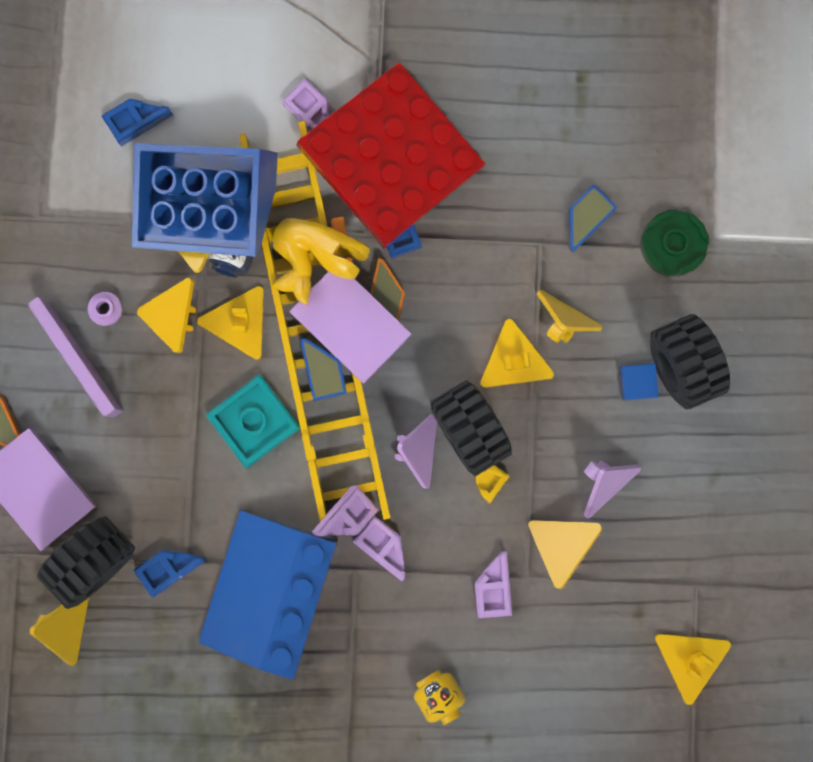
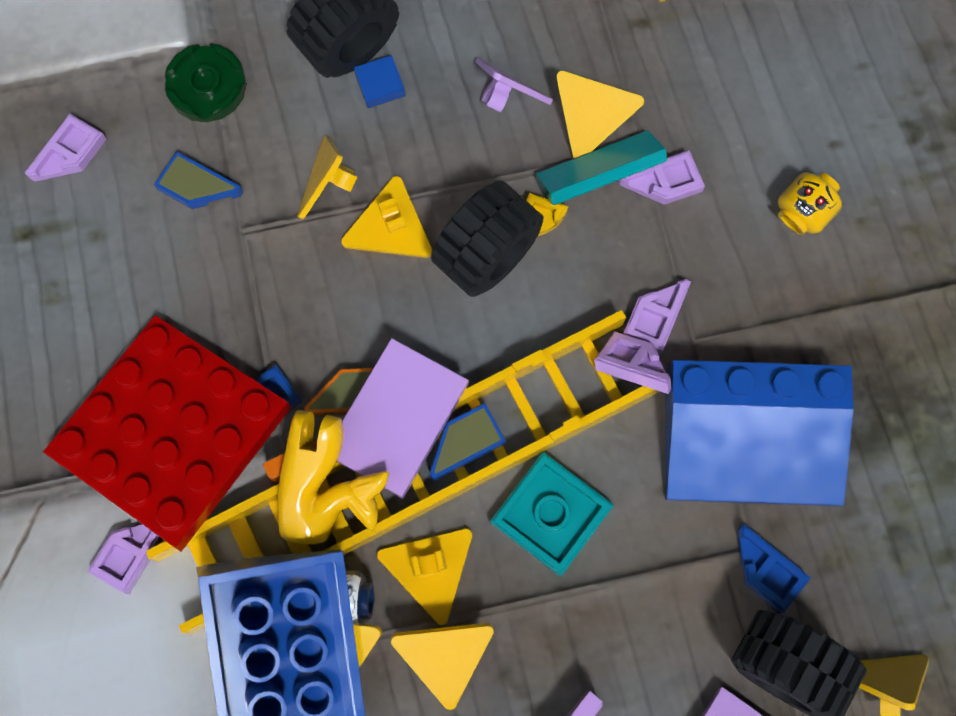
camera: 100 degrees left, 10 degrees down
(418, 450) = (529, 301): lavender piece -> none
(515, 539) = (601, 167): none -> teal tile
(643, 124) = (67, 150): none -> lavender tile

